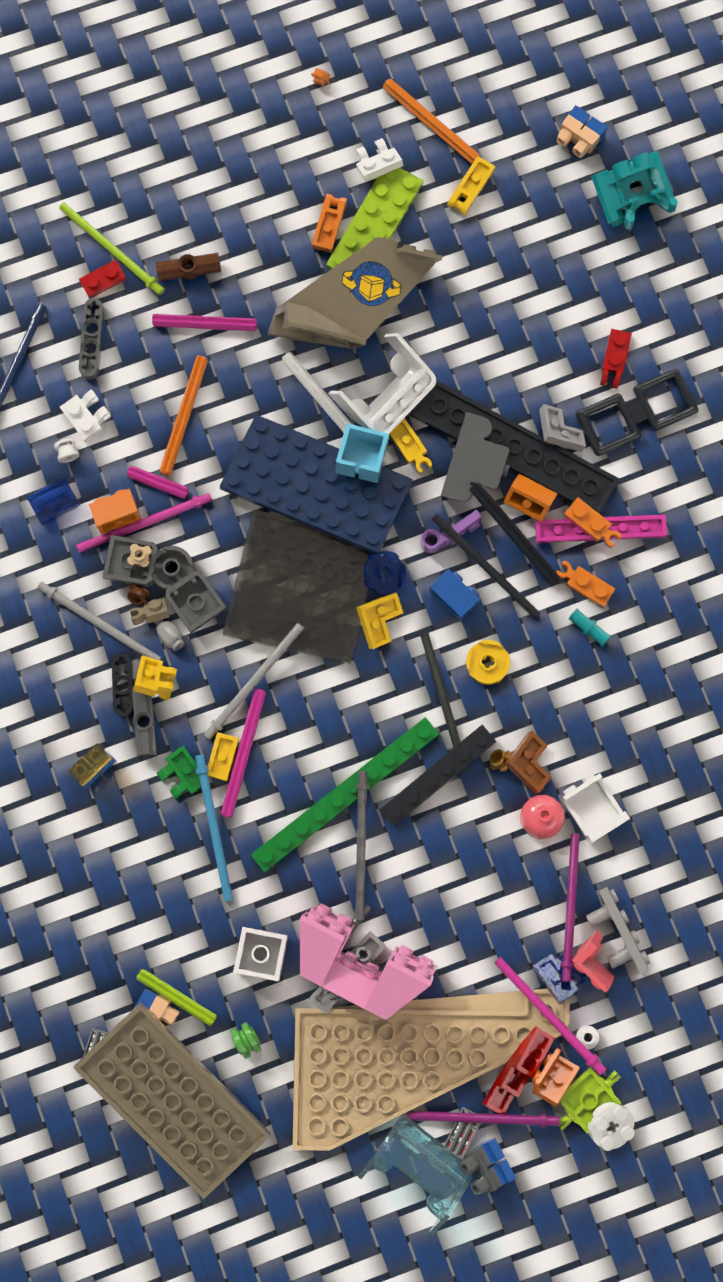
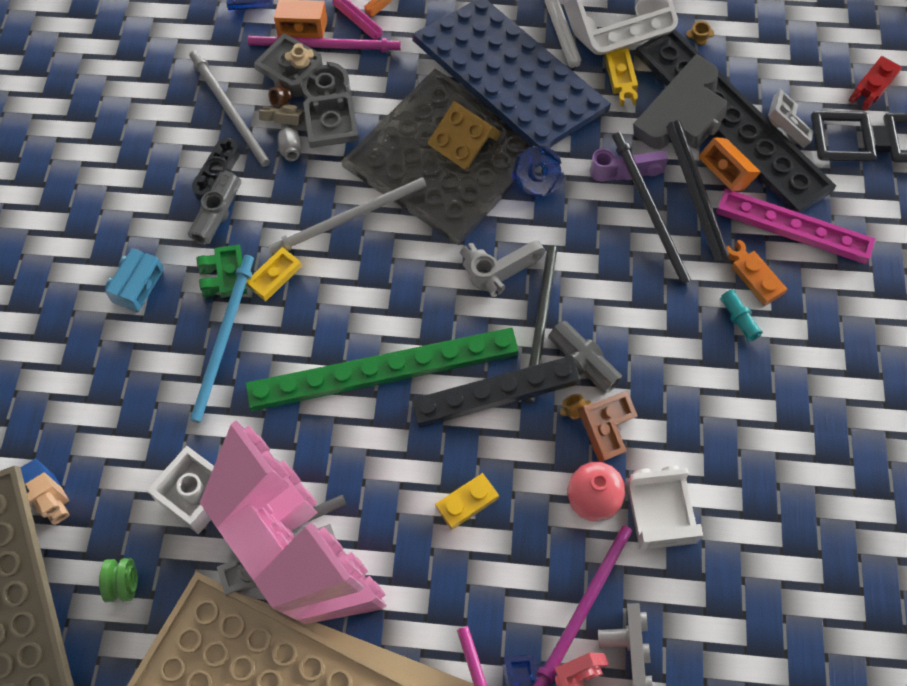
camera: 25 degrees right, 15 degrees down
(87, 767) = (127, 221): clear yellow hips -> none
(117, 813) = (134, 280): none -> dark azure brick
(148, 677) = (248, 167): yellow plate -> none
(176, 997) = (76, 498): lime axle -> none
(243, 753) = (296, 282): dark pink axle -> none
(311, 568) = (461, 135): none -> pearl gold bracket
(362, 453) = (569, 51): medium azure piece -> none
(362, 787) = (404, 364): flat silver bar -> none
(371, 673) = (498, 270): none -> light grey piece
(374, 616) = (508, 205): yellow plate -> none
(454, 594) = (603, 221): blue brick -> none
(455, 364) = (700, 32): none -> pearl gold plate
(455, 866) = (467, 501): none -> yellow plate
(490, 716) = (586, 355): none -> dark grey piece
(495, 672) = (608, 317): yellow plate -> none
(591, 522) = (787, 212): orange plate -> none

